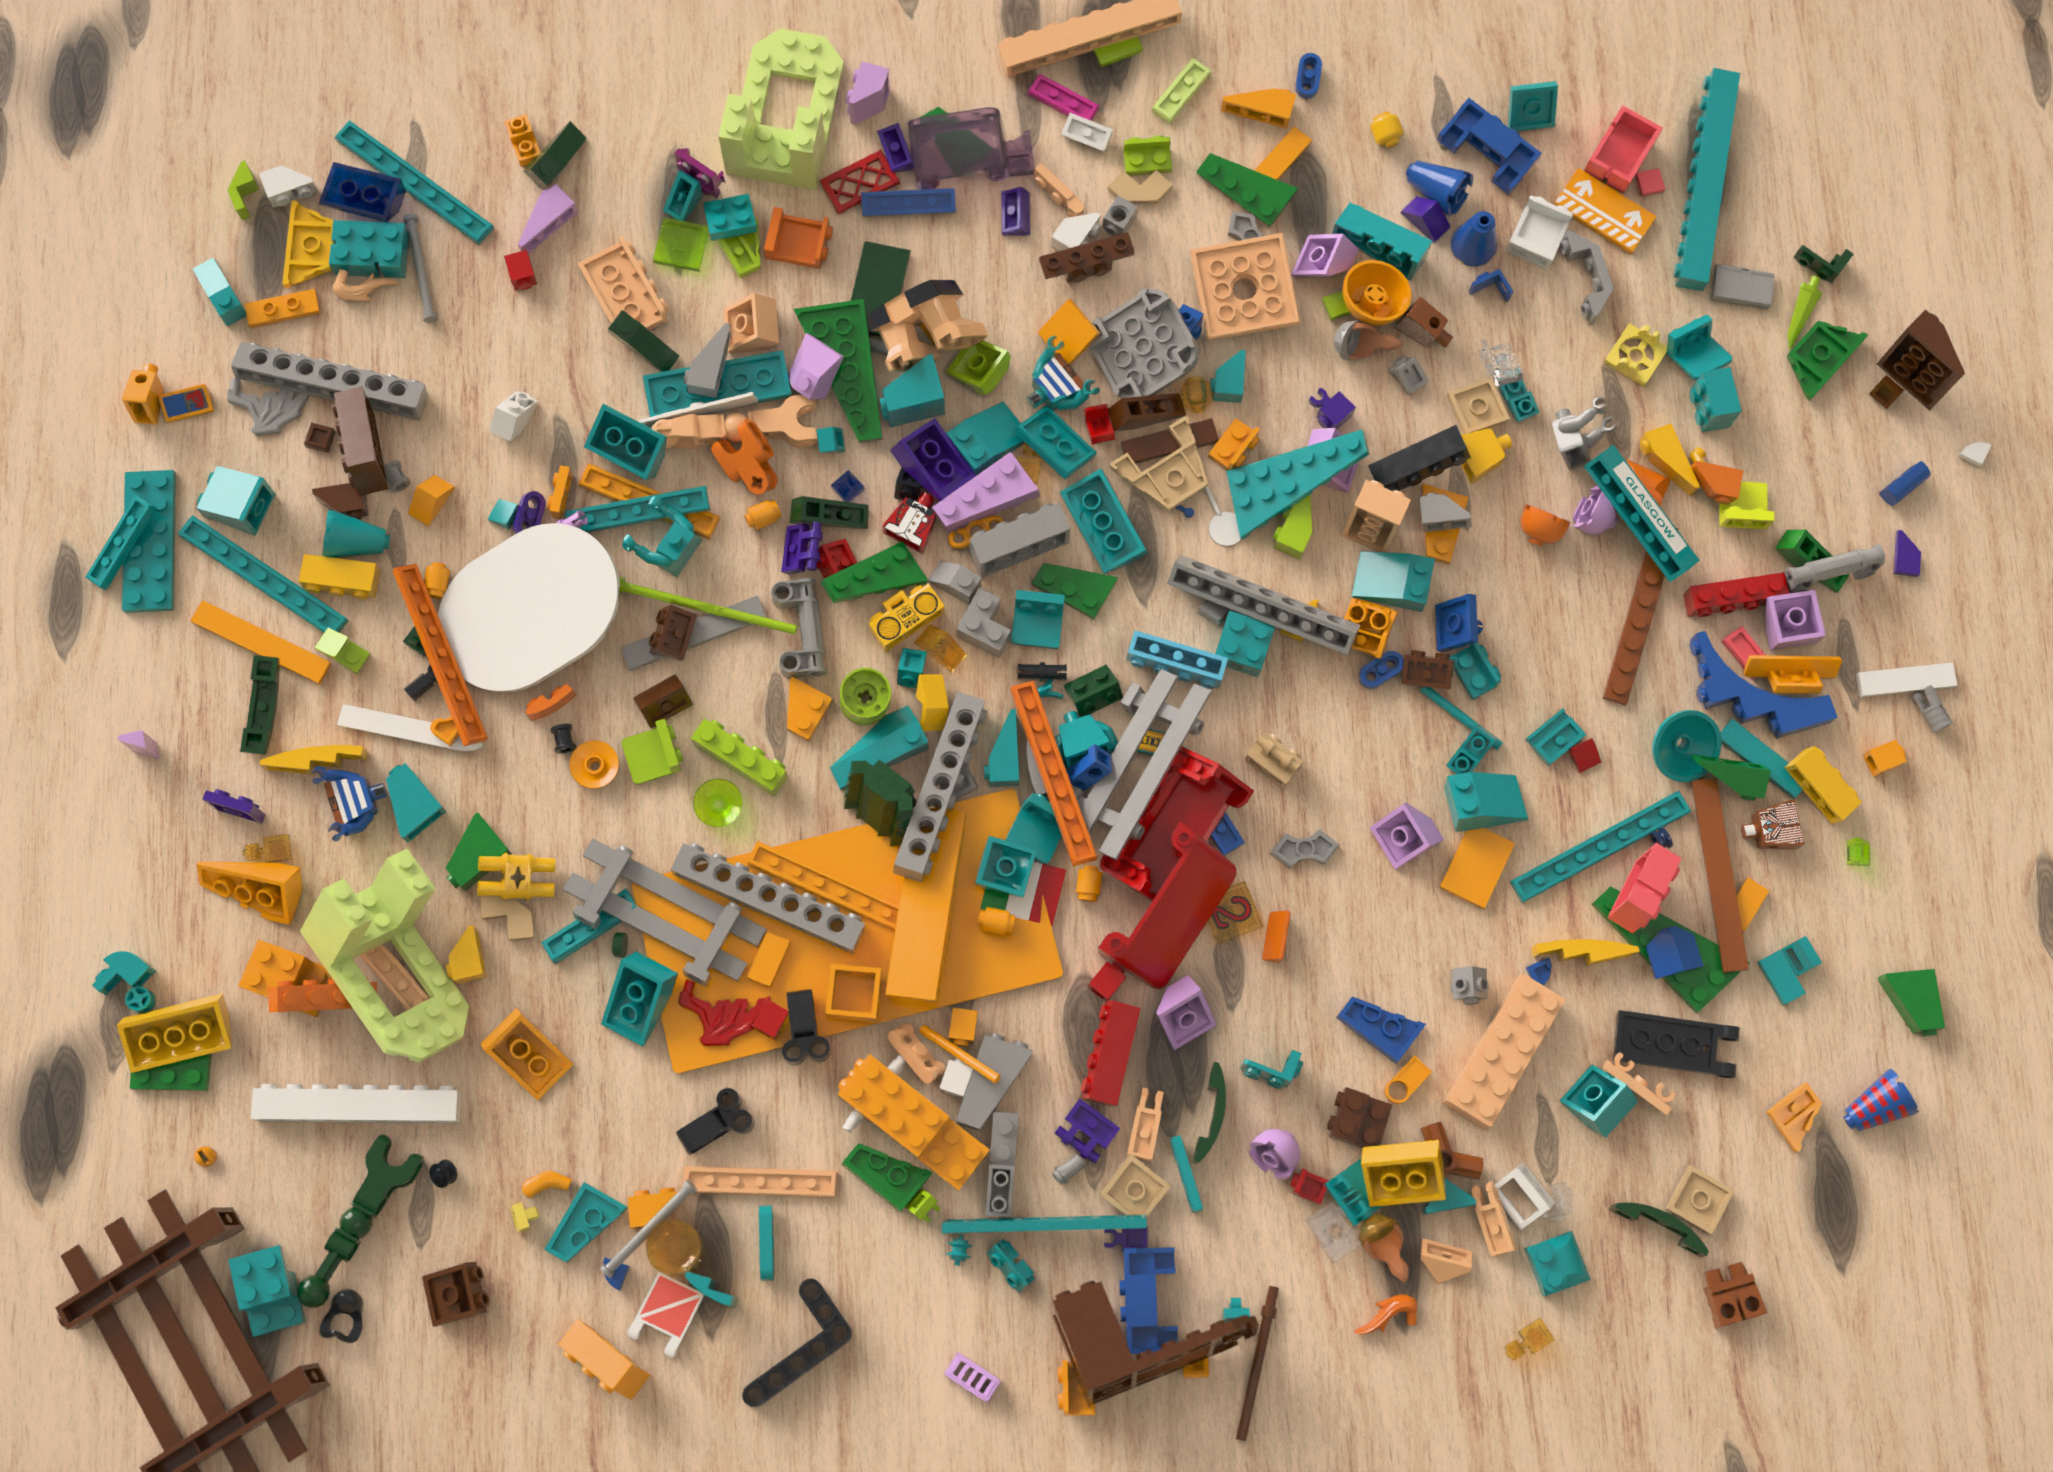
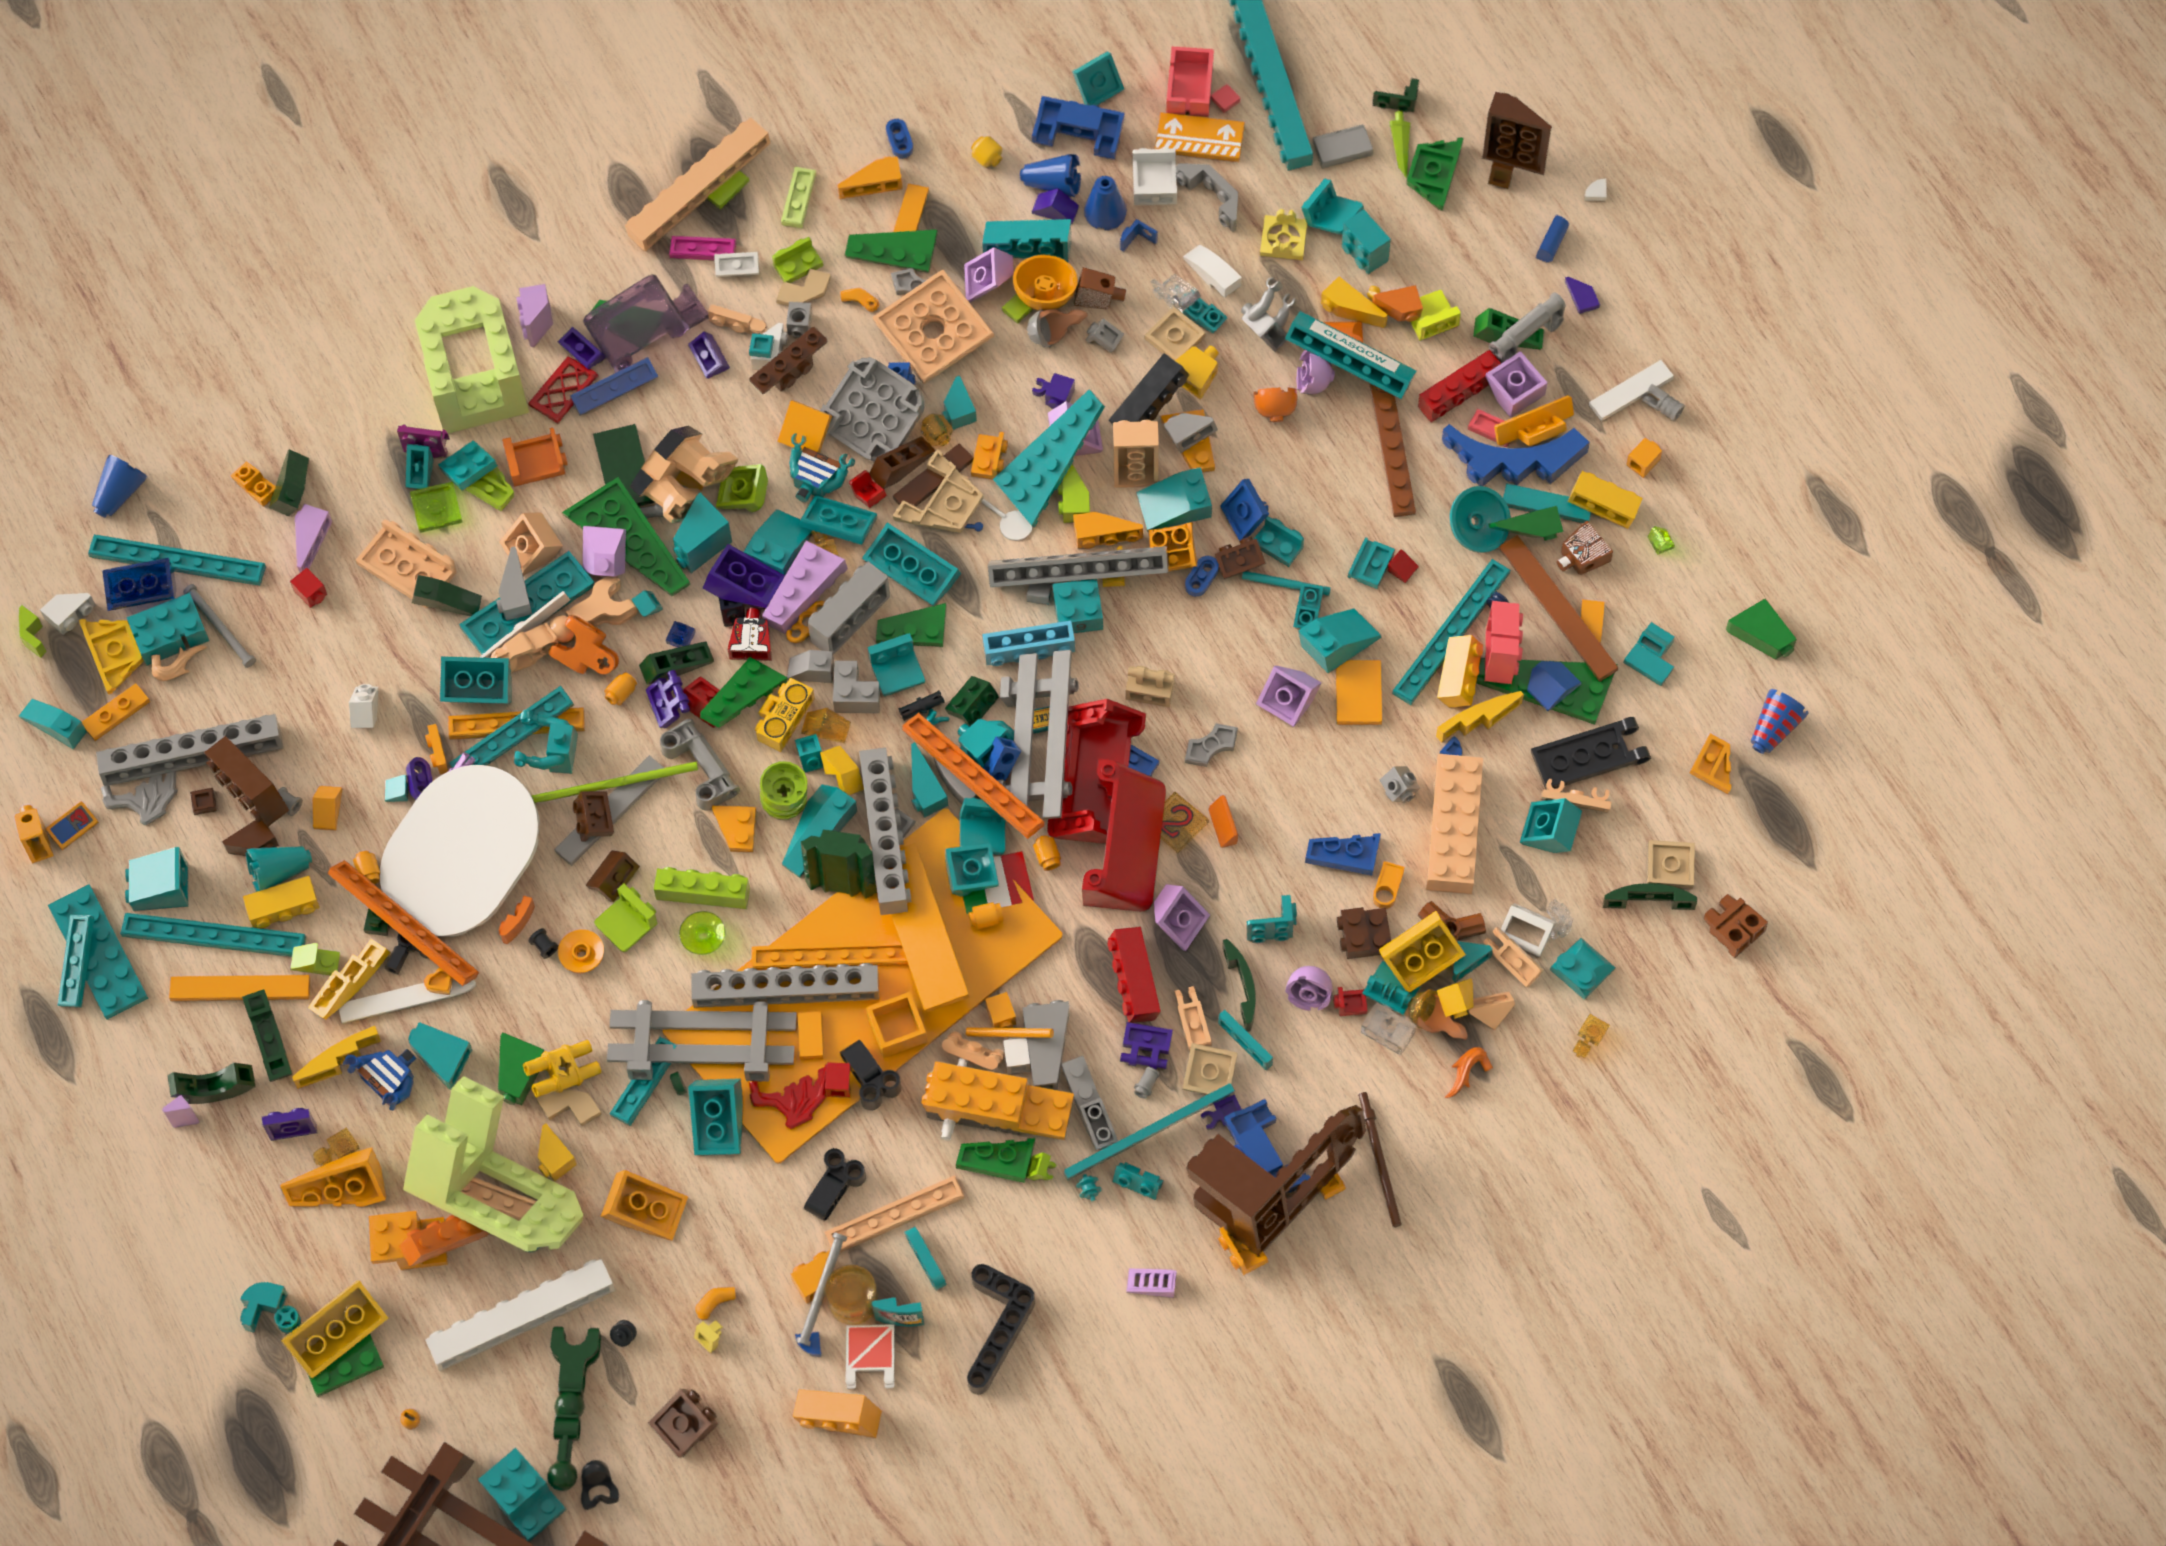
camera: 20 degrees left, 10 degrees down
(181, 729) = (212, 1087): none -> dark green arch
(361, 687) = (353, 976): none -> yellow slope
(391, 81) = (116, 486): none -> blue cone
(583, 1222) = (762, 1315): teal wing -> none
(1067, 228) = (761, 345): none -> teal tile
(1107, 981) = (1102, 921): red brick -> none
(1192, 223) = (861, 296): none -> light orange arm
(1305, 573) = (1101, 529): none -> light orange slope
(1415, 1237) = (1457, 998): none -> yellow slope
(1549, 356) = (1213, 270): none -> white slope
(1588, 895) = (1460, 671): none -> yellow brick

